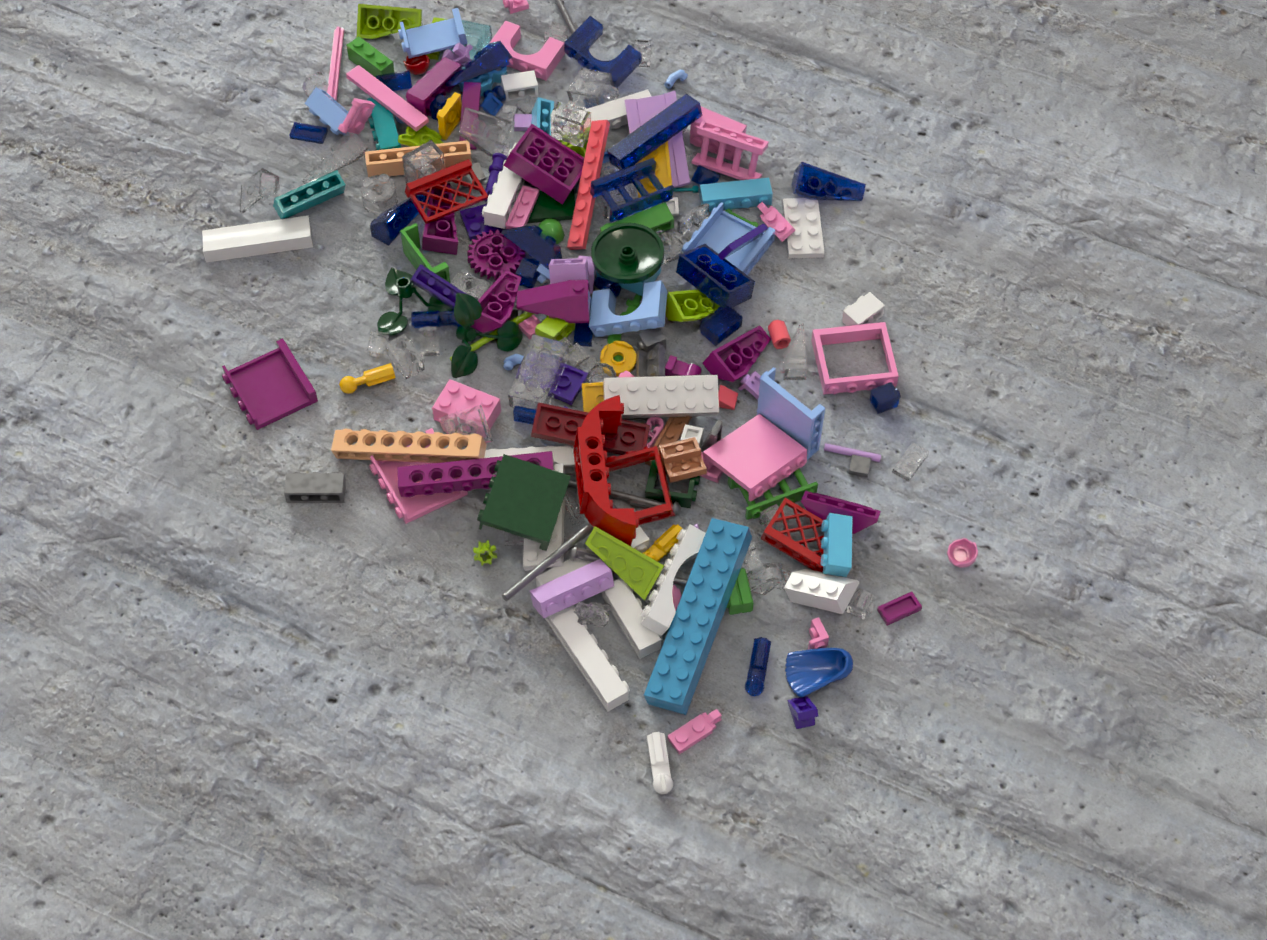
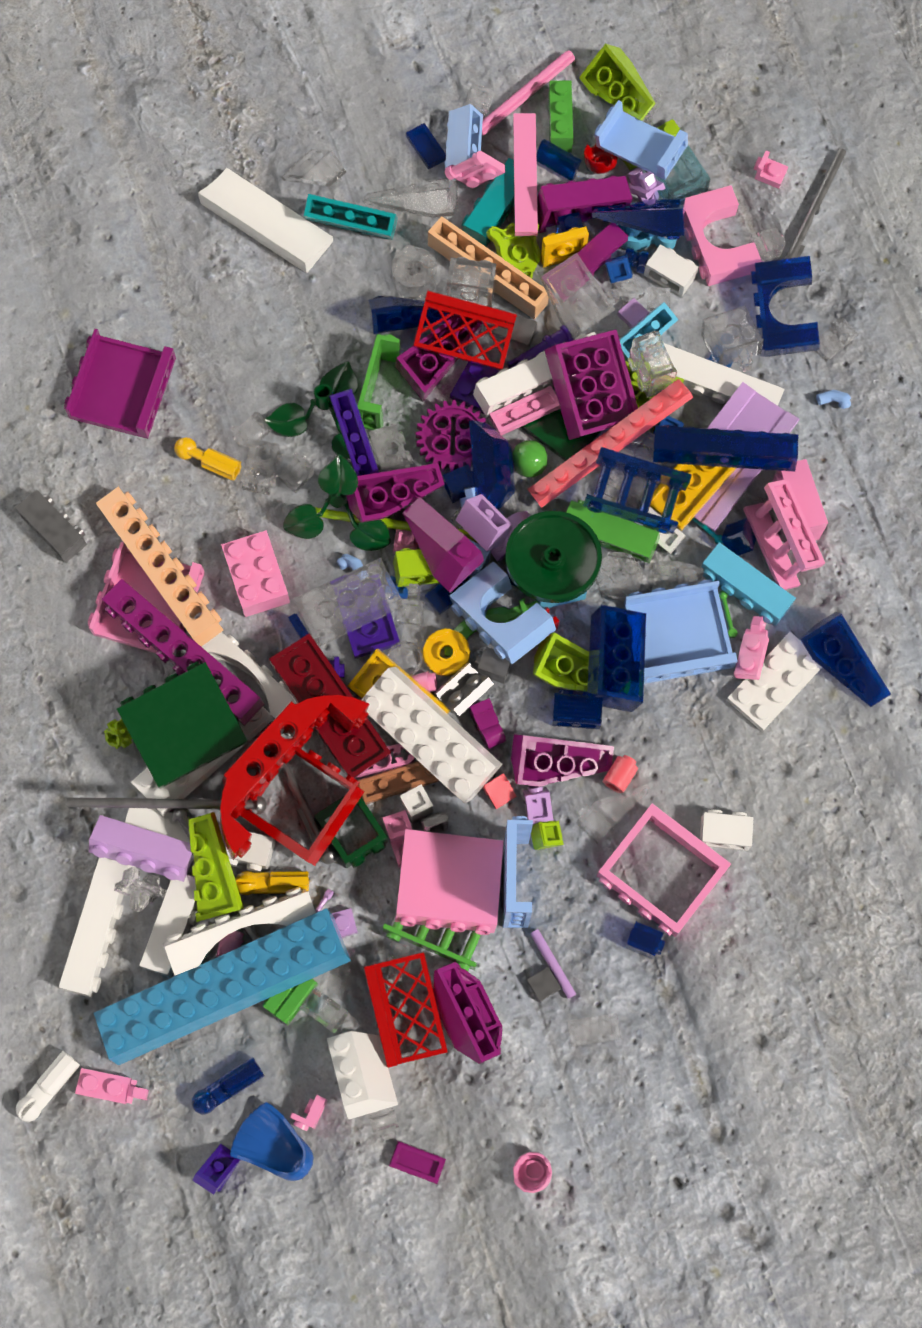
camera: 45 degrees right, 15 degrees up
(433, 319) = (319, 446): clear blue piece -> none
(467, 422) = (226, 592): clear slope -> none
(682, 459) = (377, 818): nougat slope -> none
(742, 241) = (684, 646): dark purple tile -> none
(837, 545) = (415, 1048): medium azure brick -> none

